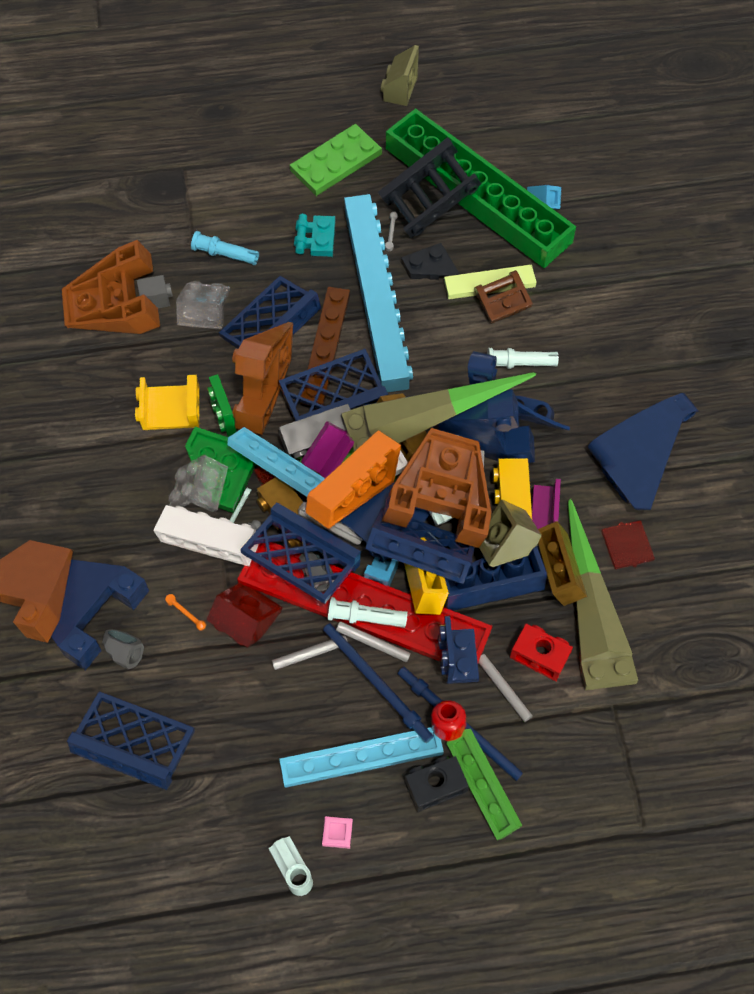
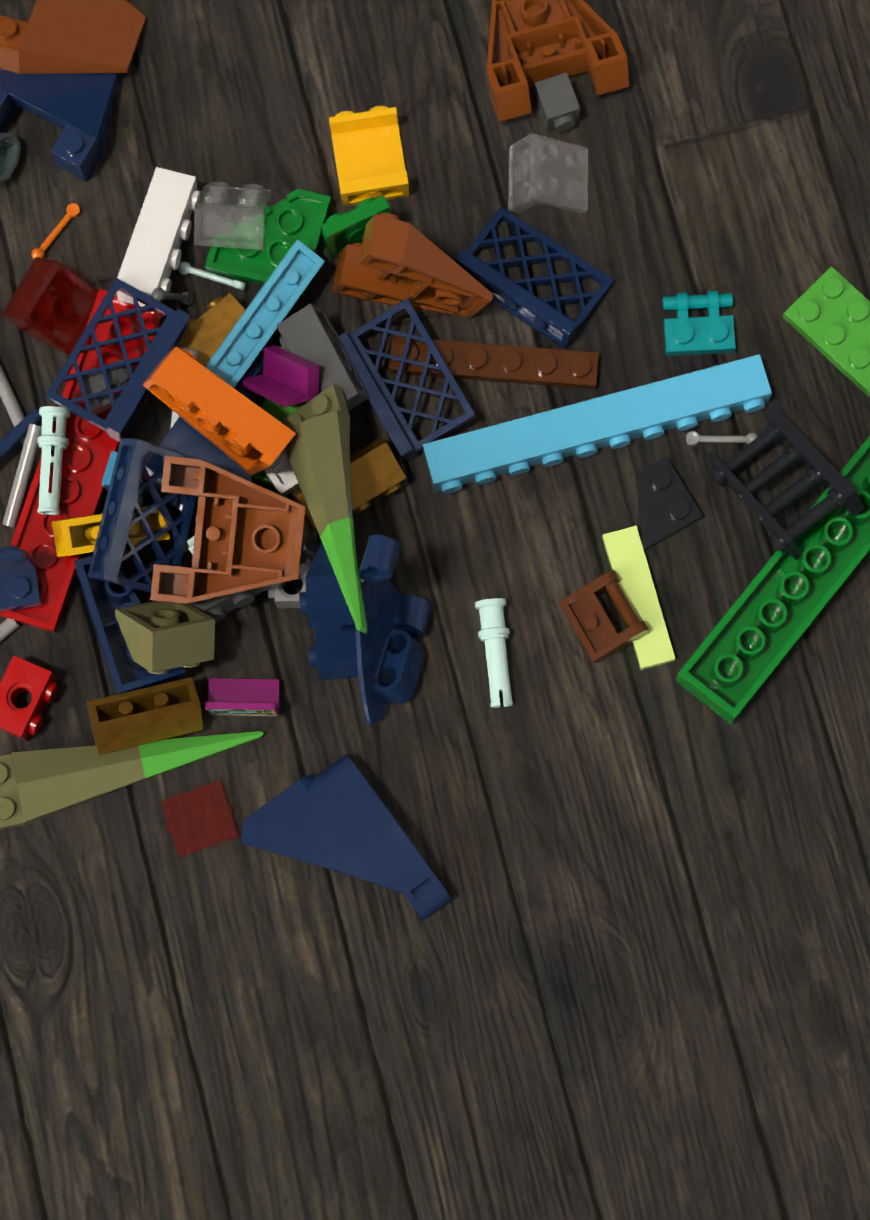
camera: 90 degrees right, 15 degrees up
(215, 246) = (655, 176): medium azure pin -> none
(513, 483) = (259, 649): yellow brick -> none
(548, 194) = (812, 672): dark azure panel -> none

